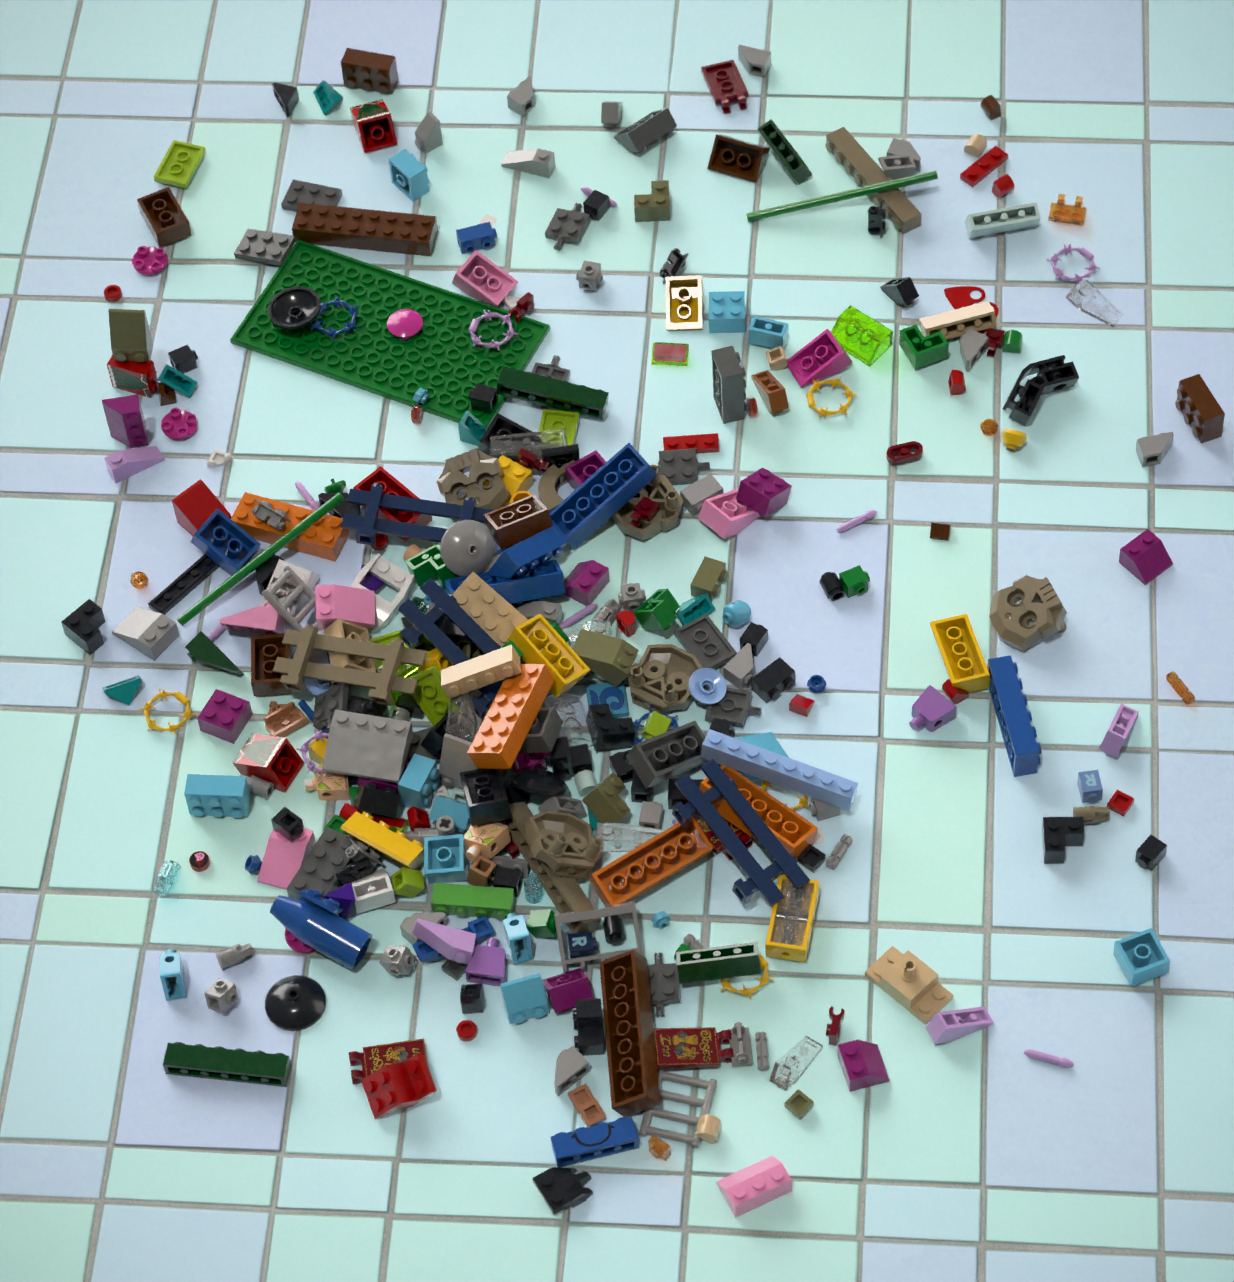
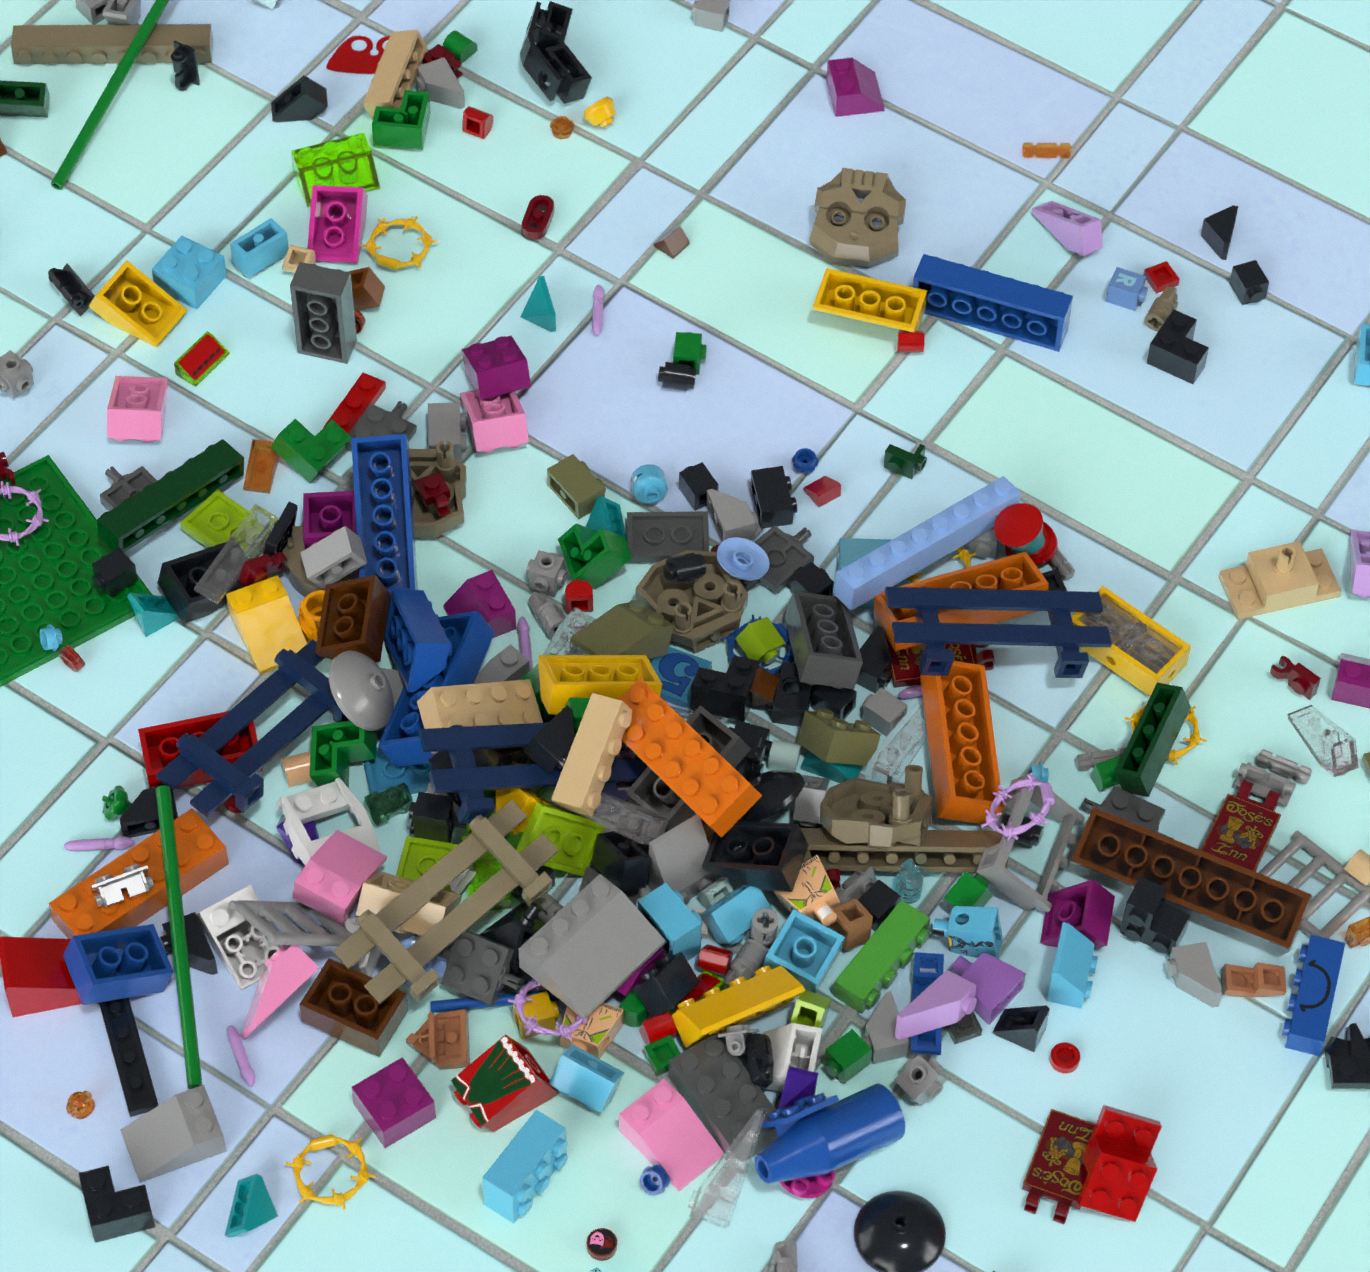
camera: 65 degrees left, 0 degrees up
(208, 654) = (275, 1073): dark green slope -> none
(259, 786) = (543, 1105): light grey hinge -> none
(260, 895) = (721, 1188): none -> clear slope
(287, 824) = (647, 1095): black brick -> none
(294, 793) = (586, 1078): none -> medium azure brick
(390, 915) = (847, 1056): none -> green brick
(477, 646) = (553, 742): none -> black slope
(482, 469) = (224, 662): dark tan brick -> none
(554, 486) = (333, 557): none -> light grey brick
(581, 944) = (1028, 867): dark blue brick -> none
(611, 344) = (137, 408): none -> bright pink slope
(611, 916) = (1038, 818): none -> lavender piece
(615, 425) = (261, 467): none -> clear orange slope
(619, 743) = (763, 687): none -> reddish brown slope
(645, 443) = (307, 452): none -> green brick
(676, 659) = (684, 568): none -> black brick
(833, 826) = (1023, 529): none -> red hat
(836, 490) = (539, 307): none -> teal slope
(854, 740) = (904, 462): none -> dark green bracket
(932, 710) = (922, 373): medium lavender torso -> none
(1186, 817) = (1218, 230): none -> black slope

